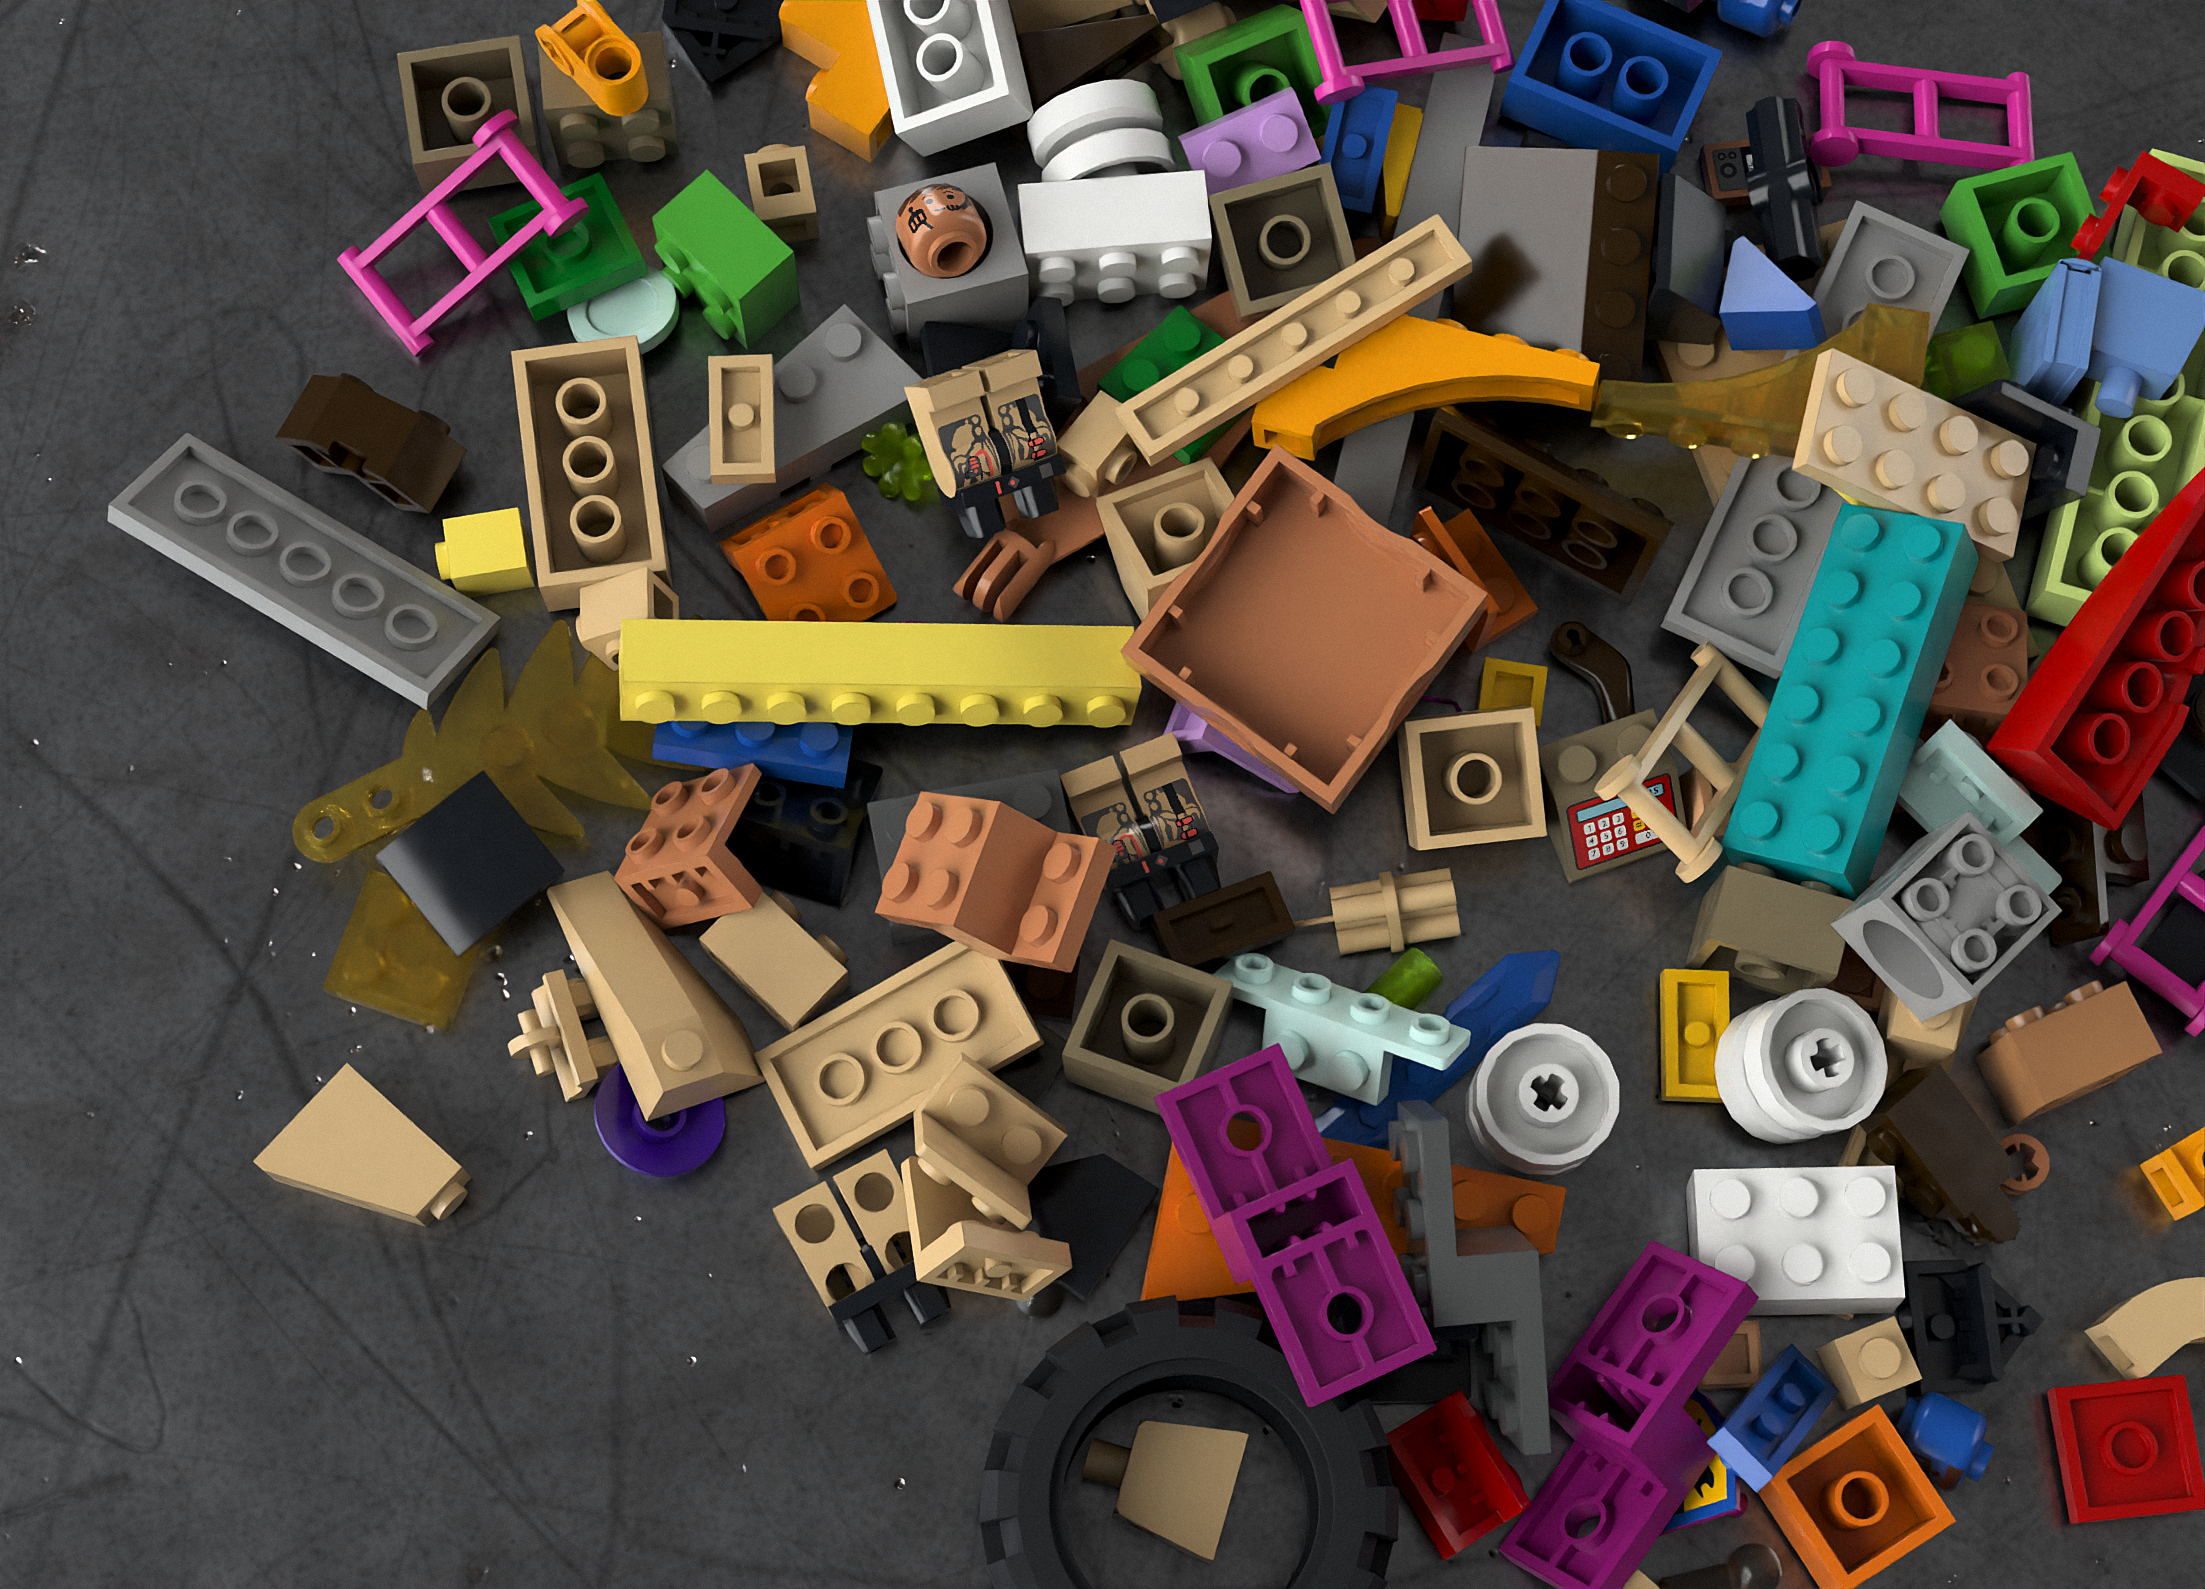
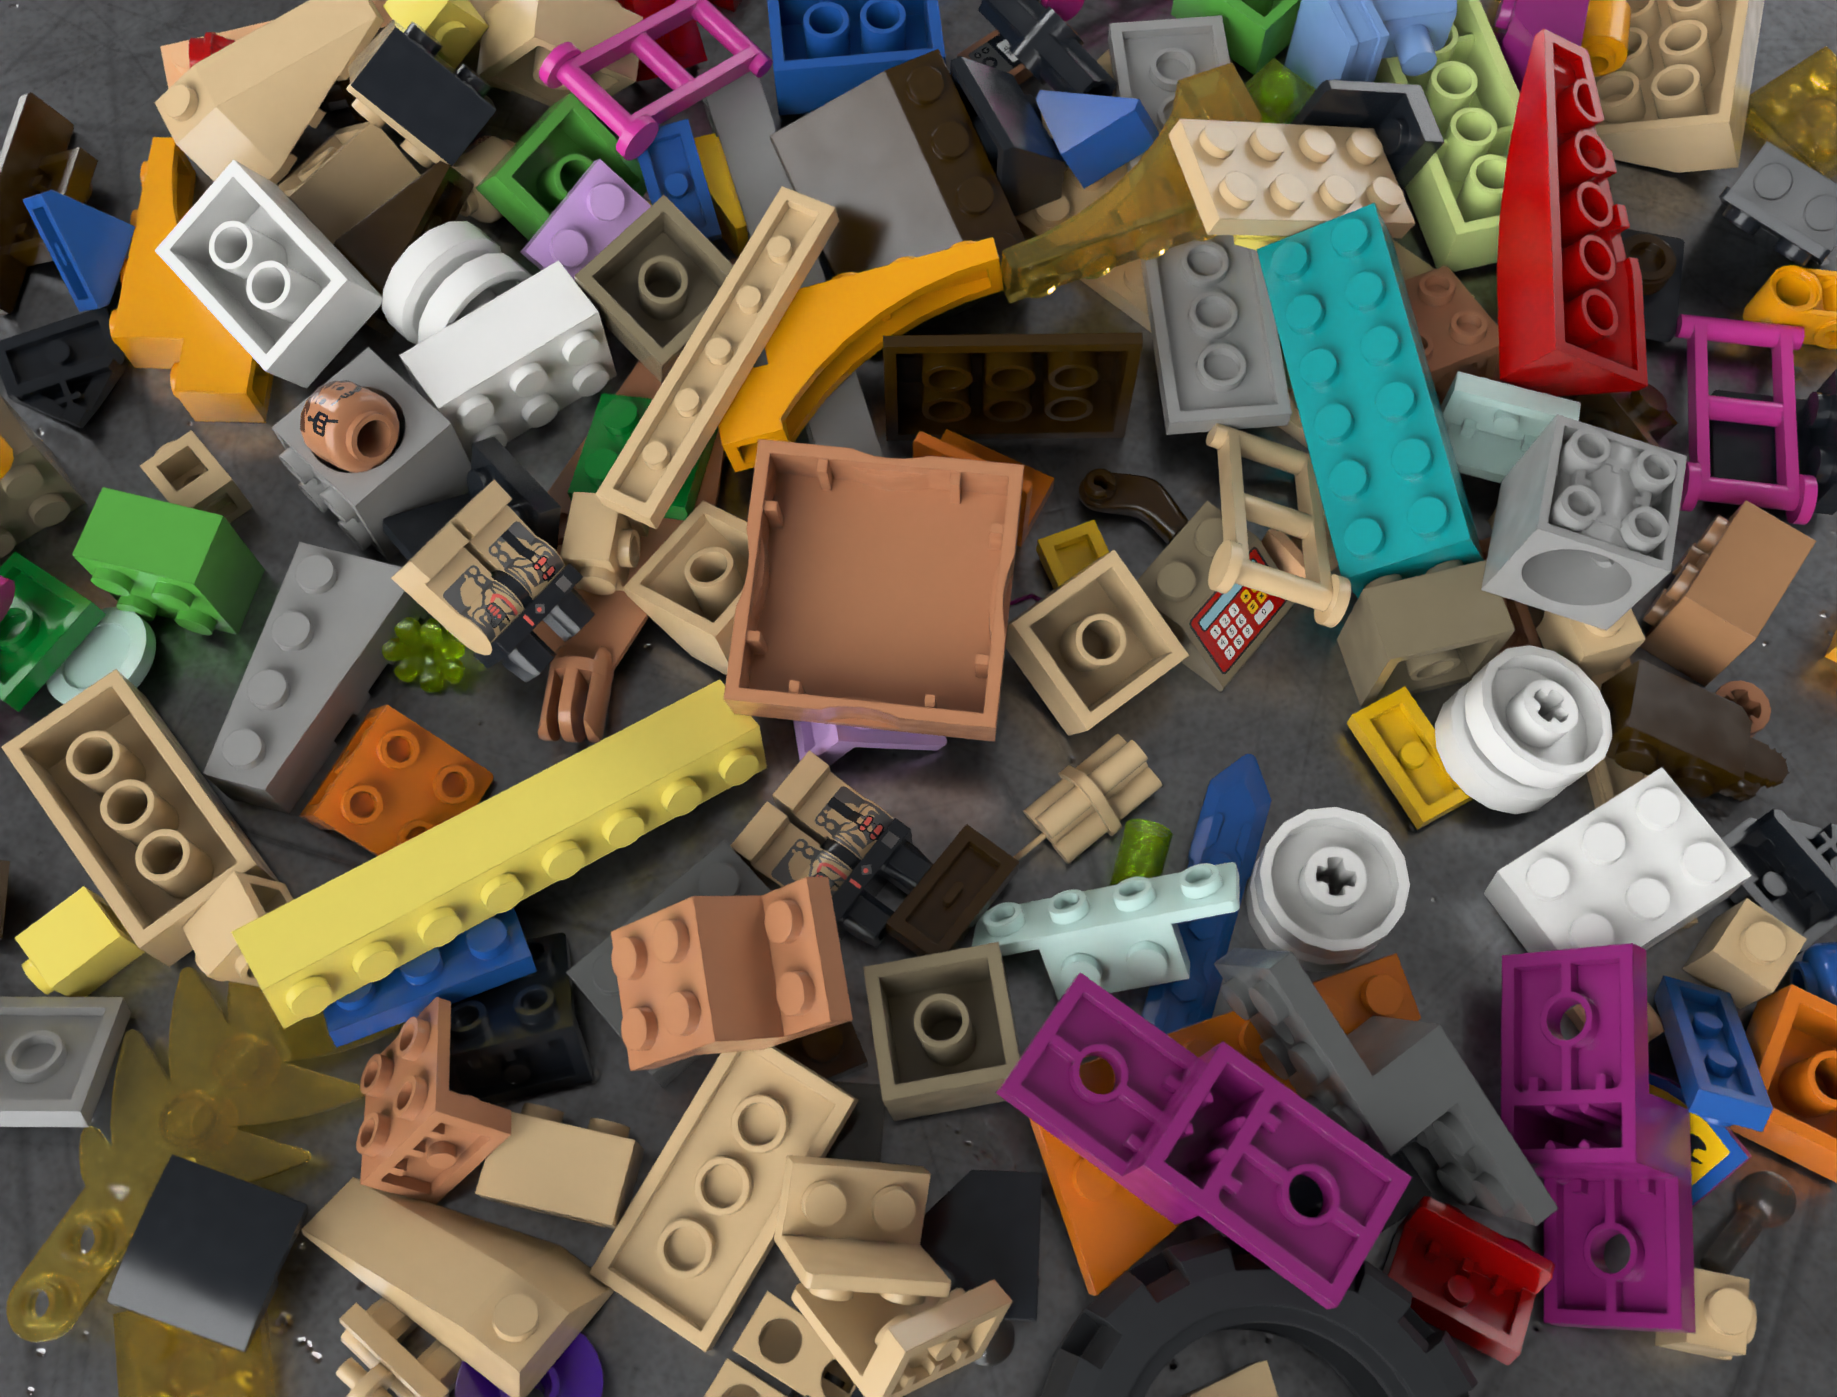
camera: 25 degrees left, 5 degrees down
(742, 419) = (254, 688): tan plate -> none

